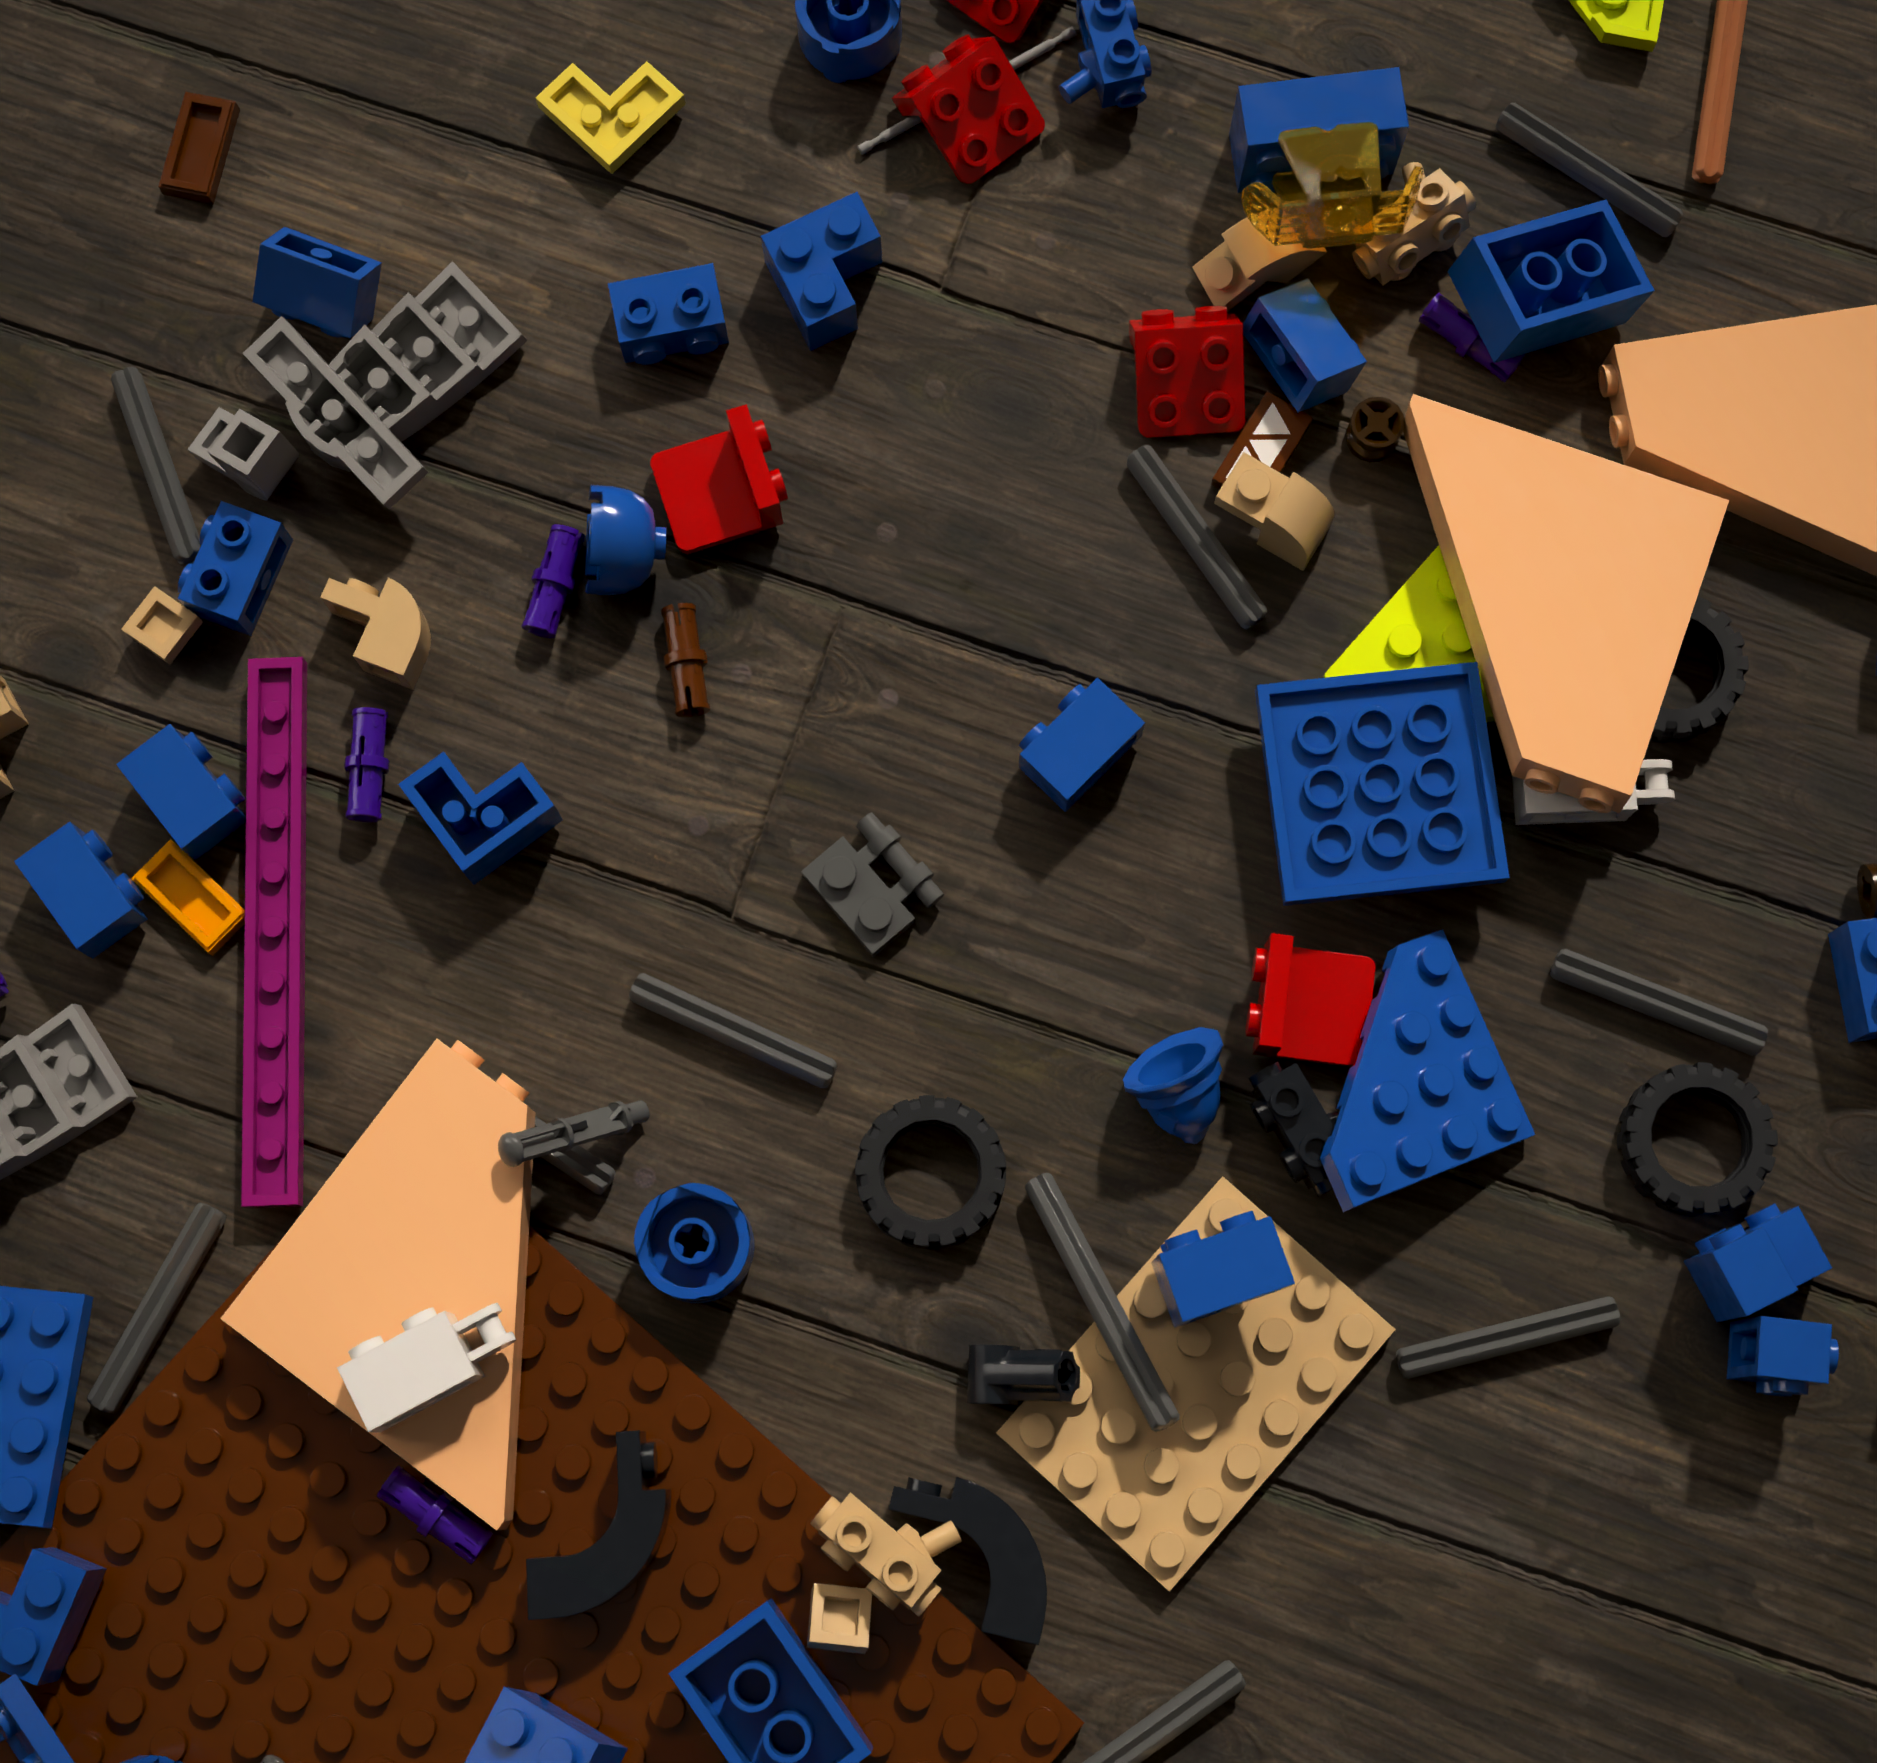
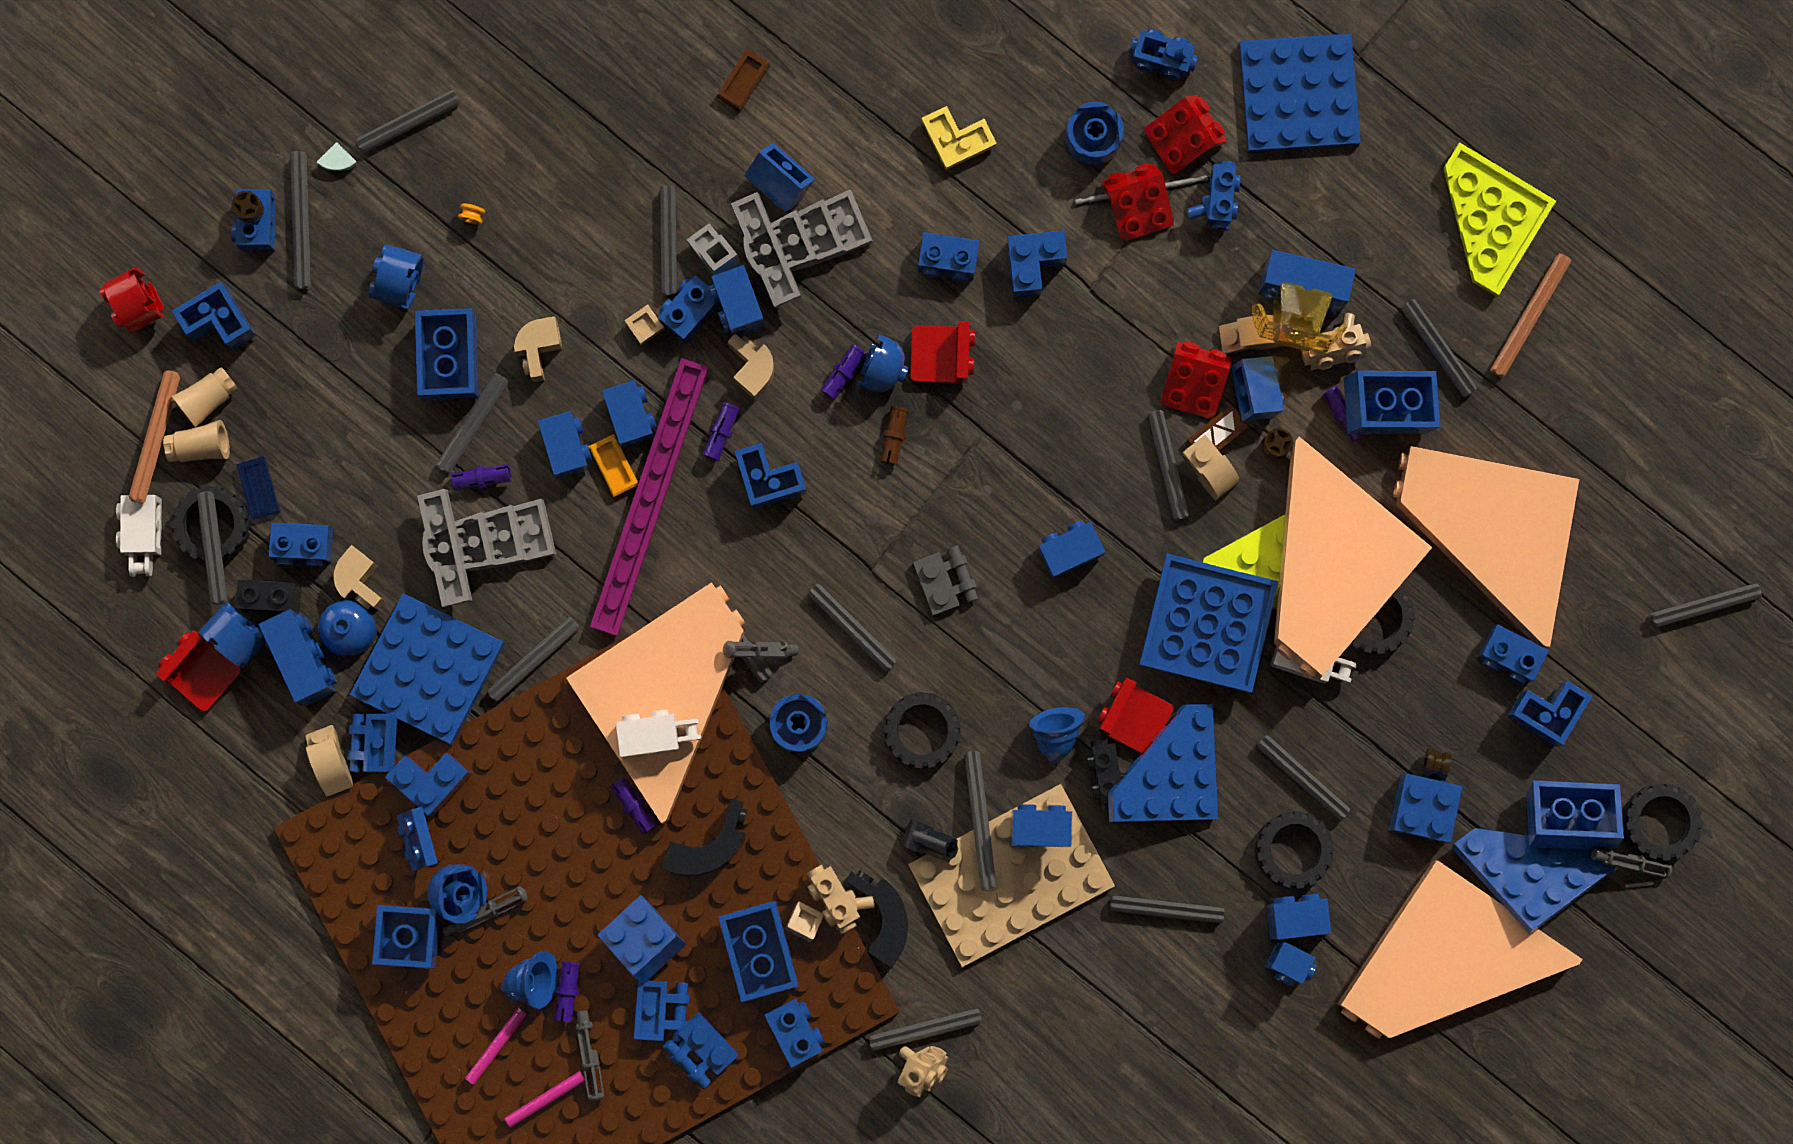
camera: 15 degrees right, 5 degrees up
(320, 525) = (738, 301): none -> blue brick

